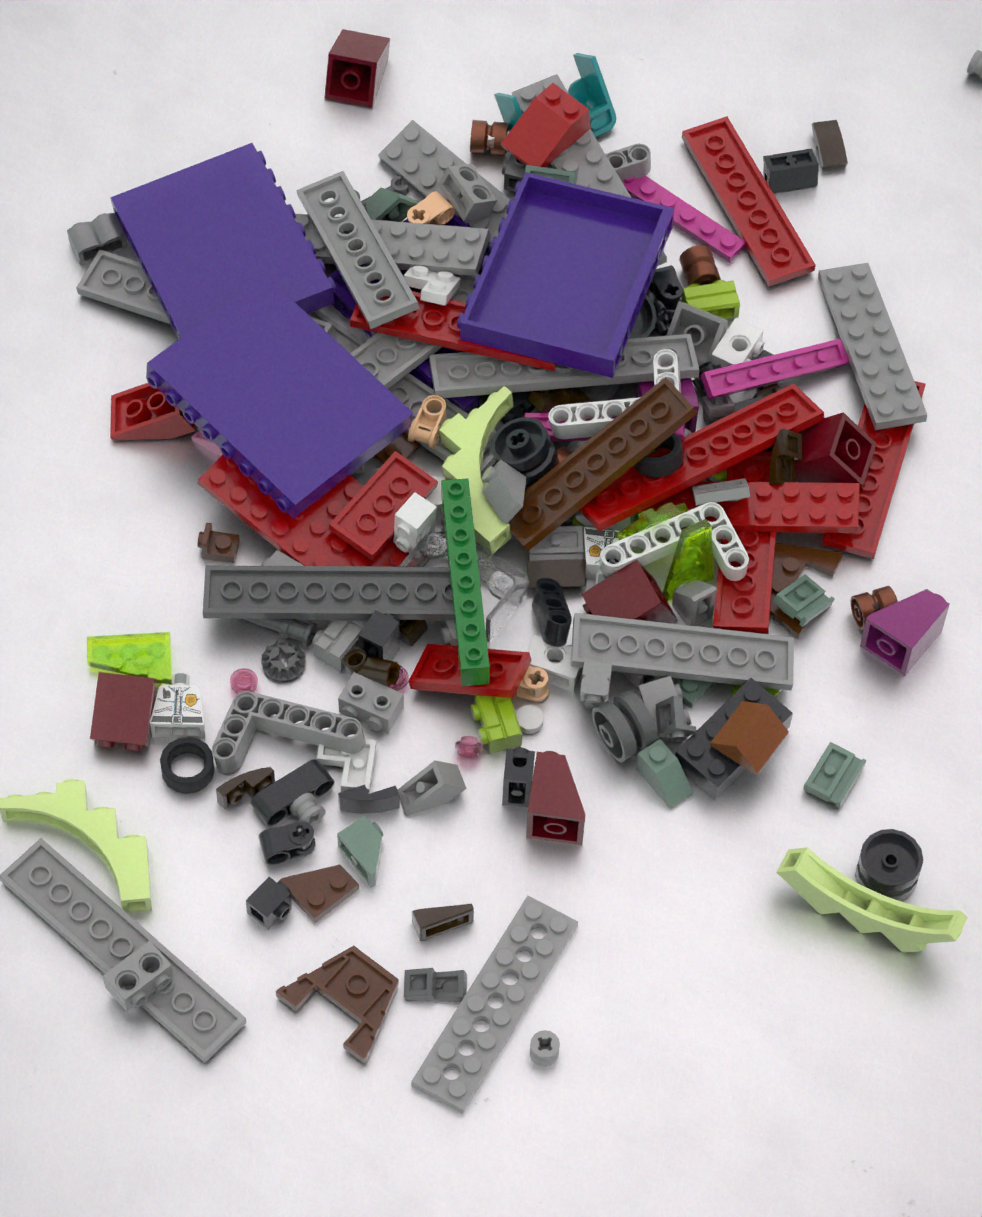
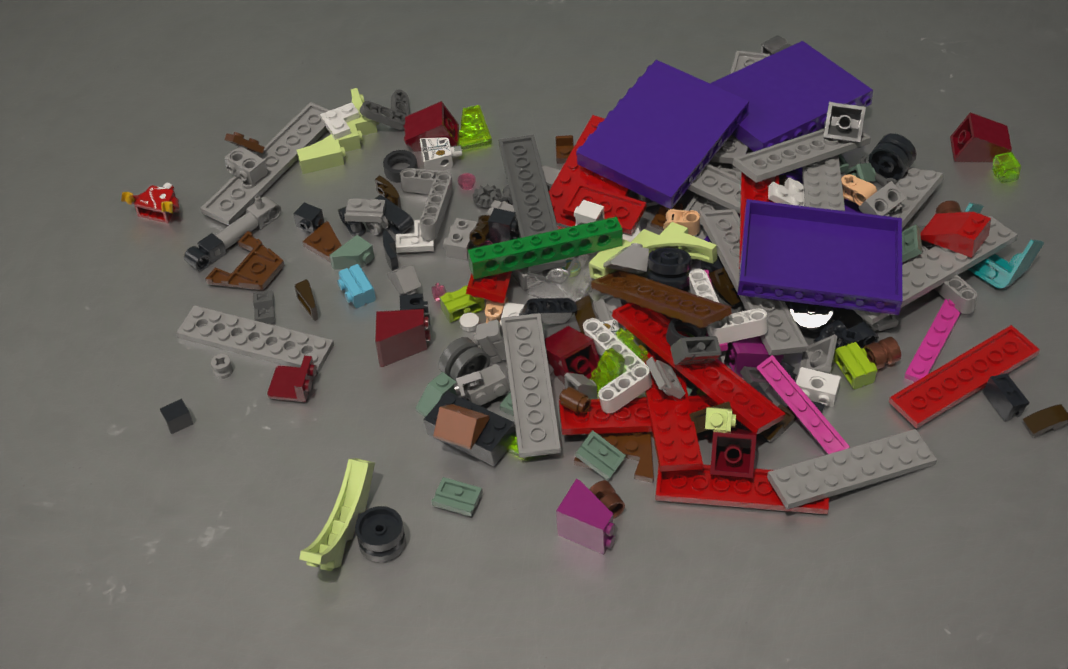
camera: 85 degrees right, 10 degrees down
(74, 835) = (337, 119): none -> white plate
(78, 756) = (394, 117): none -> dark grey beam
(91, 973) = (238, 139): none -> reddish brown wing
(173, 1122) = (154, 203): none -> red torso
(291, 1038) = (214, 246): none -> light grey piece
(294, 814) = (365, 210): none -> light grey plate
(320, 188) = (844, 122): none -> dark grey slope
(369, 162) = (892, 156): none -> black wheel
(411, 55) = (1006, 167): none -> clear neon green brick
(430, 852) = (356, 286): none -> medium azure brick
(597, 952) = (293, 382): none -> dark red bracket
(631, 1110) = (176, 416): none -> black panel
(702, 443) = (695, 350): none -> dark grey brick
(729, 602) = (575, 400): none -> reddish brown brick
(801, 446) = (720, 419): none -> yellowish green bracket

